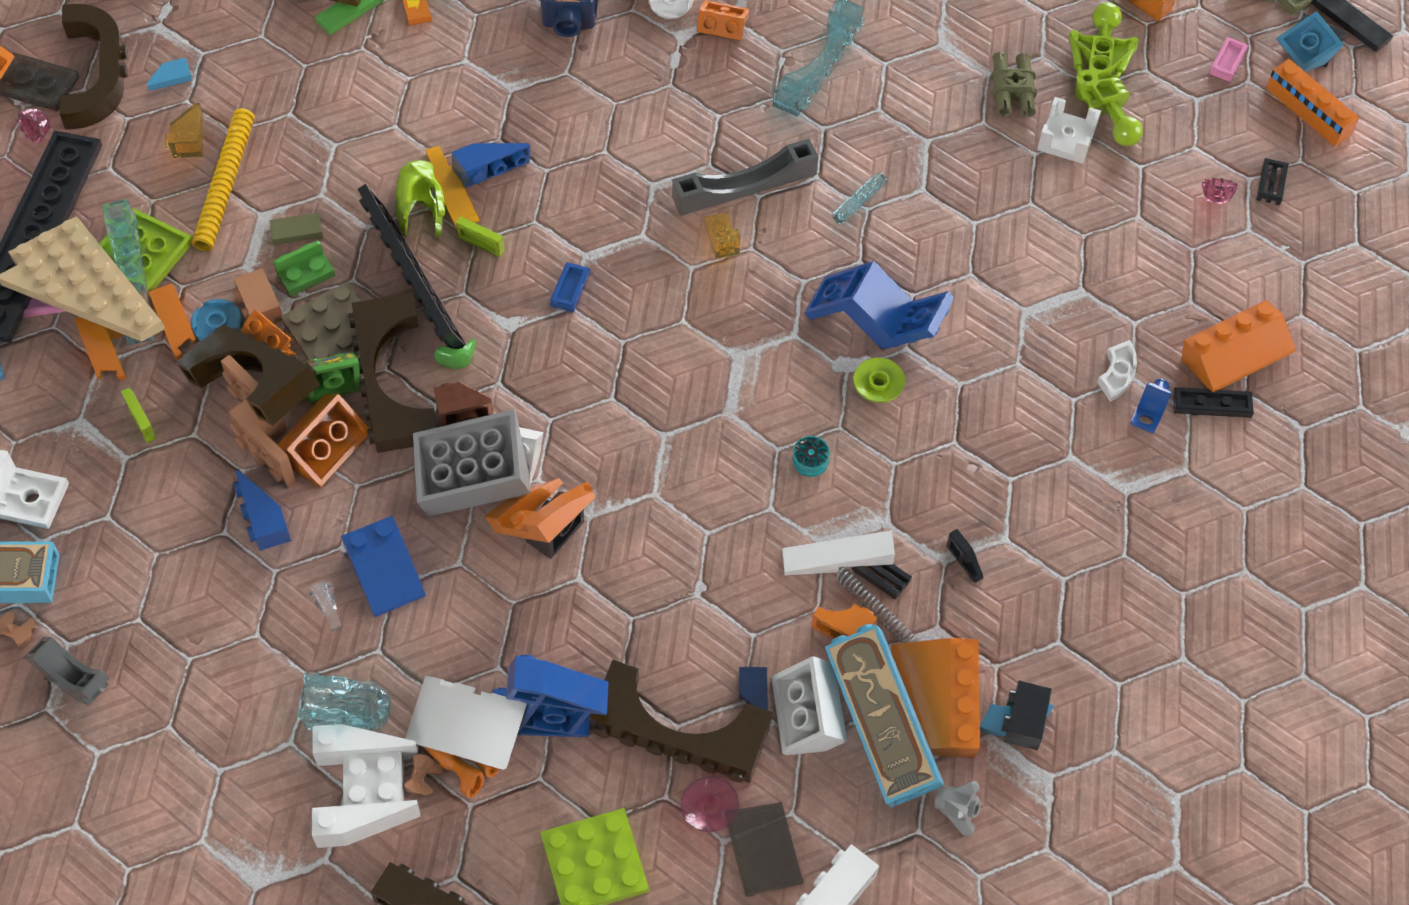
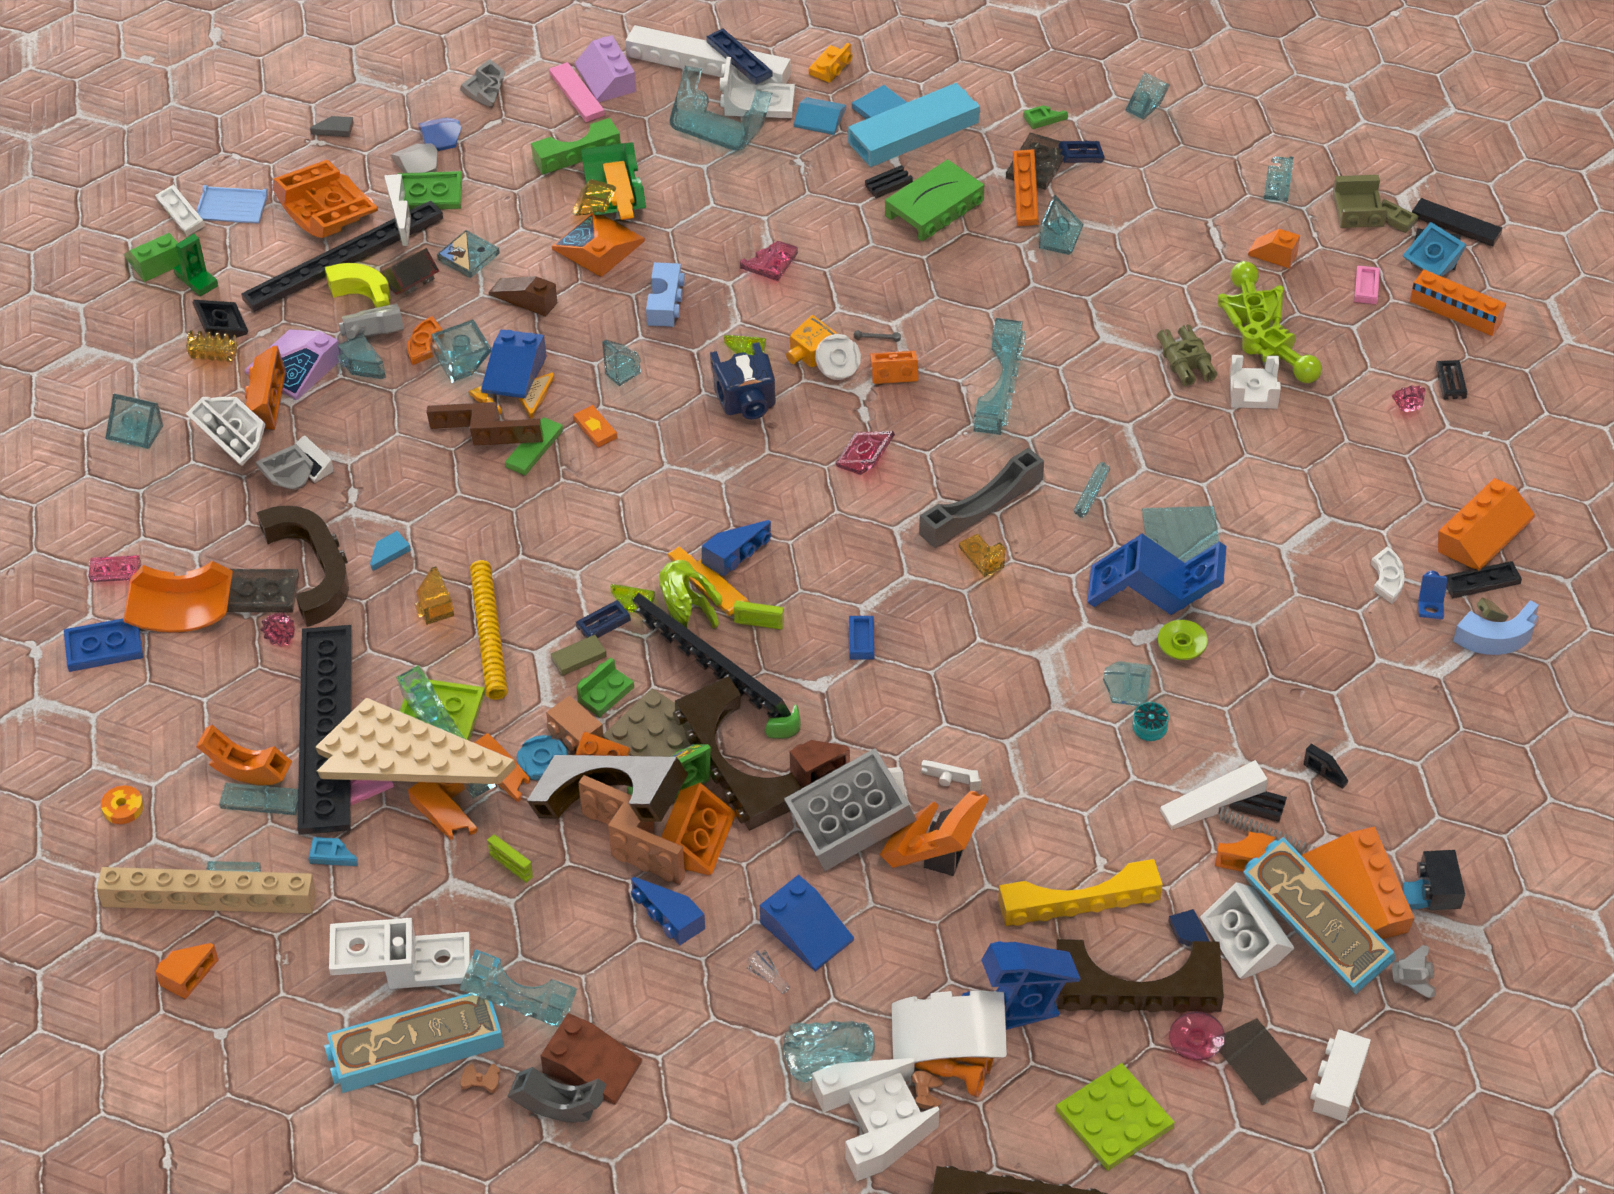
camera: 15 degrees left, 10 degrees down
(103, 573) = (489, 981): none -> clear light blue arch
(119, 642) = (586, 1053): none -> copper slope
(335, 204) = (605, 622): none -> dark blue tile
(380, 187) = (625, 595): none -> clear neon green tile
(591, 451) = (947, 773): none -> white piece
(606, 611) = (1026, 902): none -> yellow arch
(655, 97) = (864, 451): none -> clear pink slope
(807, 408) = (1127, 682): none -> clear light blue slope
(930, 267) = (1181, 529): none -> clear light blue piece
(1201, 470) = (1497, 637): none -> light blue arch
(1206, 439) = (1491, 610): none -> olive tile

